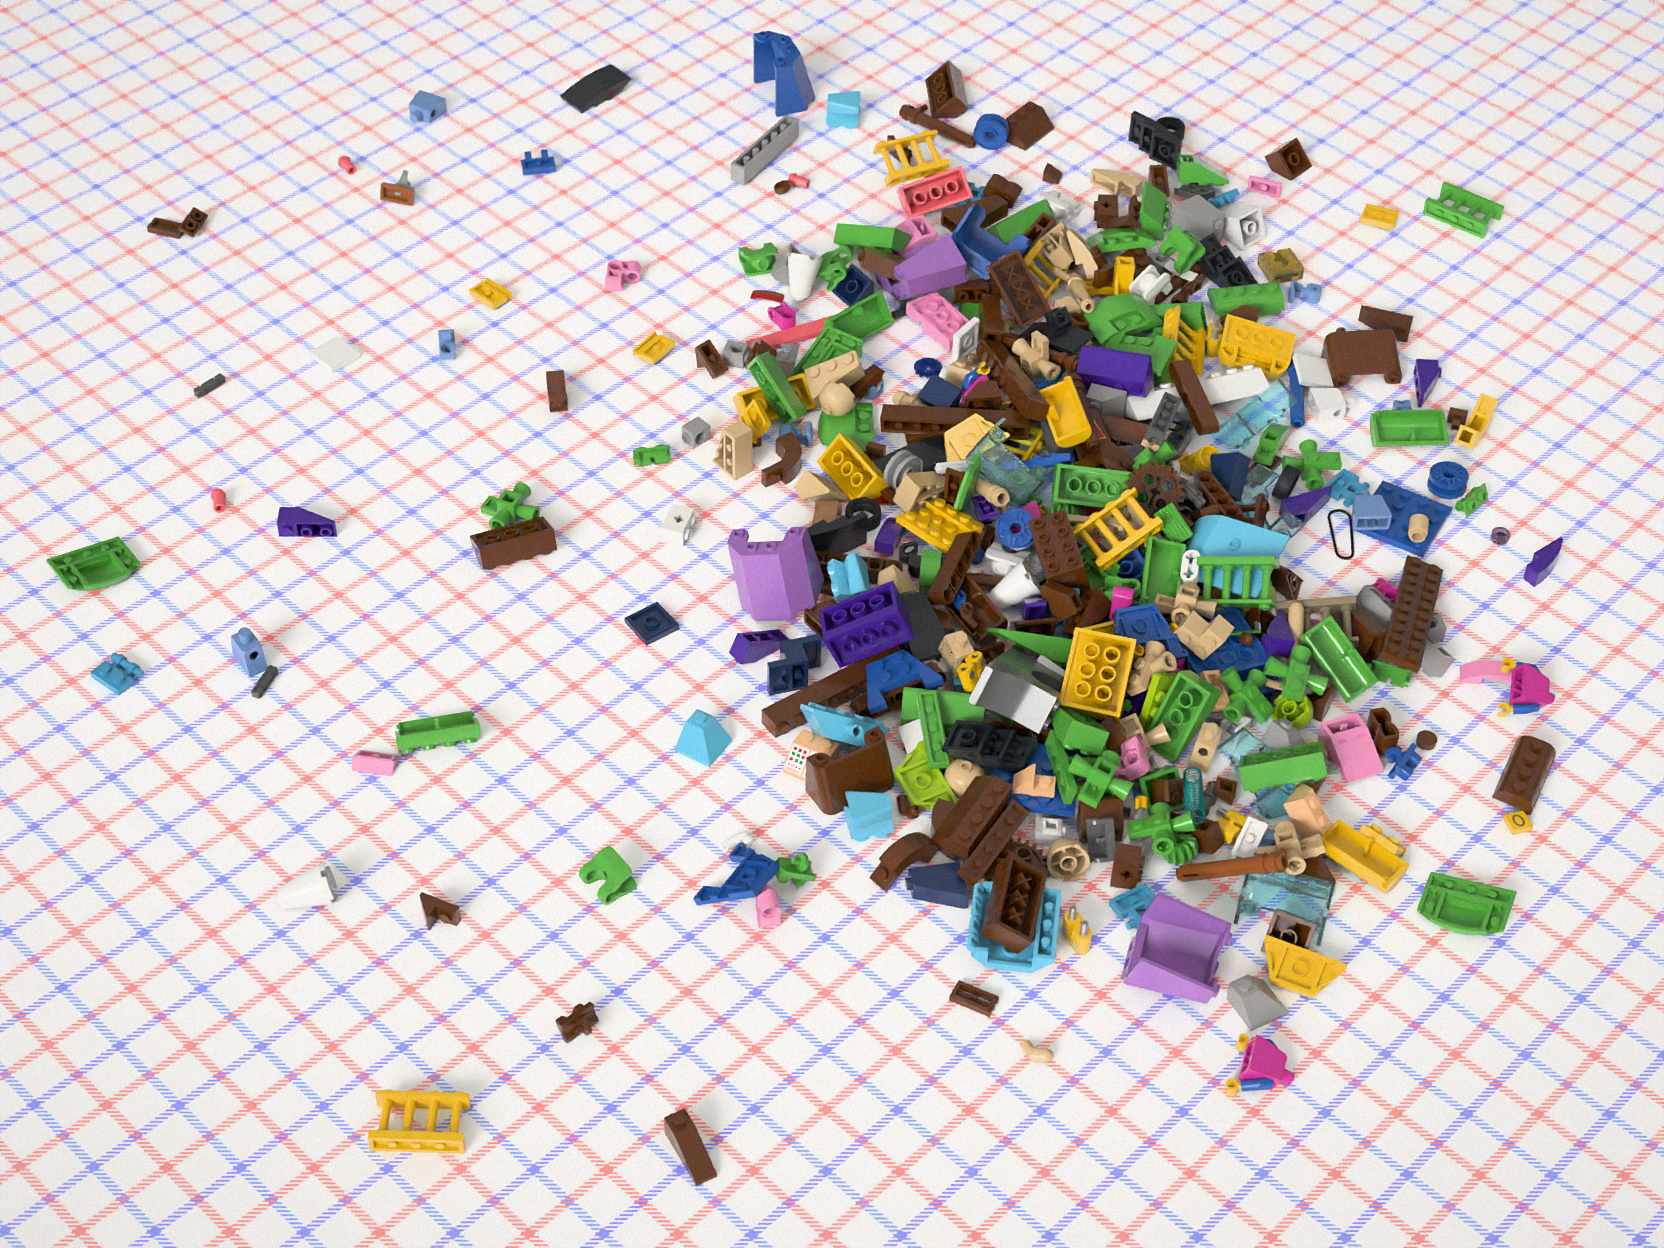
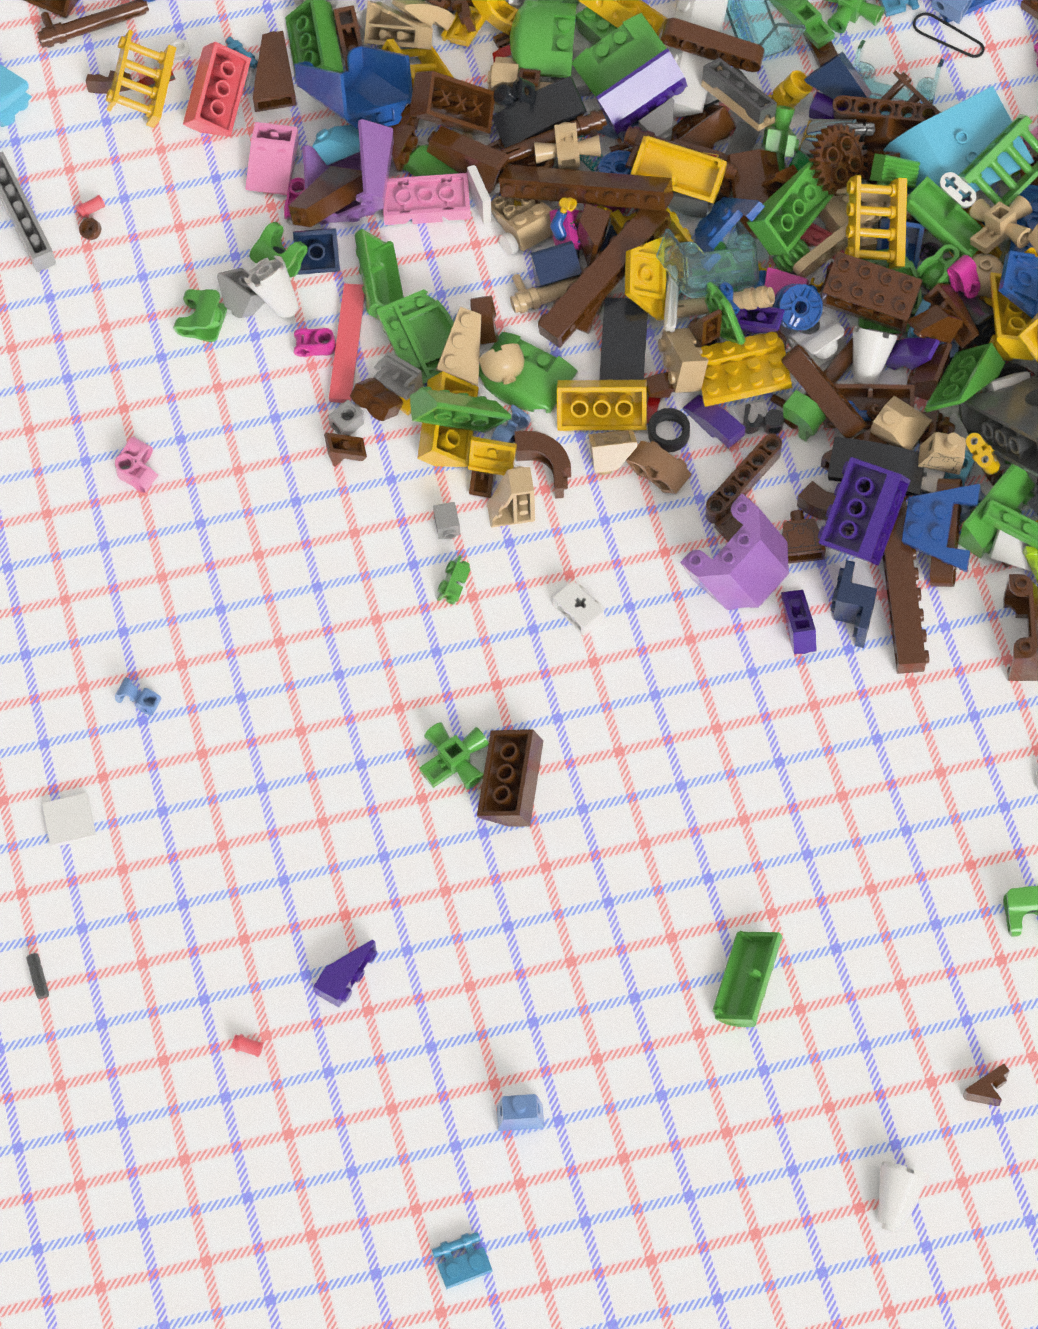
camera: 55 degrees left, 20 degrees up
(95, 565) = (282, 1217): bright green slope -> none
(264, 681) = (565, 1115): dark grey axle -> none
(374, 762) = (744, 1056): bright pink slope -> none
(490, 293) = (75, 611): yellow plate -> none
(556, 391) = (297, 625): reddish brown arch -> none
(651, 623) = (702, 704): dark blue tile -> none
(653, 348) = (280, 493): yellow plate -> none
(702, 738) = (895, 738): medium azure slope -> none
(767, 295) = (261, 340): red sticker -> none
(804, 745) = (979, 653): light nougat slope -> none
(839, 724) = (974, 601): medium azure slope -> none
(840, 534) = (696, 478): black slope -> none
(848, 577) = (775, 492): medium azure piece -> none
(875, 237) = (255, 191): bright green slope -> none
(875, 450) = (585, 368): reddish brown plate -> none
(899, 464) = (654, 360): light grey wheel -> none
(901, 311) = (377, 223): black arm -> none
(901, 581) = (801, 459): tan slope -> none
(921, 365) = (483, 243): clear blue gear -> none
(968, 617) = (900, 424): none -> tan slope
(982, 479) = (727, 290): none -> blue arm
(1002, 187) = (251, 24): reddish brown brick -> none
(1076, 286) = (453, 46): tan cylinder -> none
(1286, 482) = (873, 35): black tyre -> none
(1306, 504) = (902, 44): dark purple slope -> none

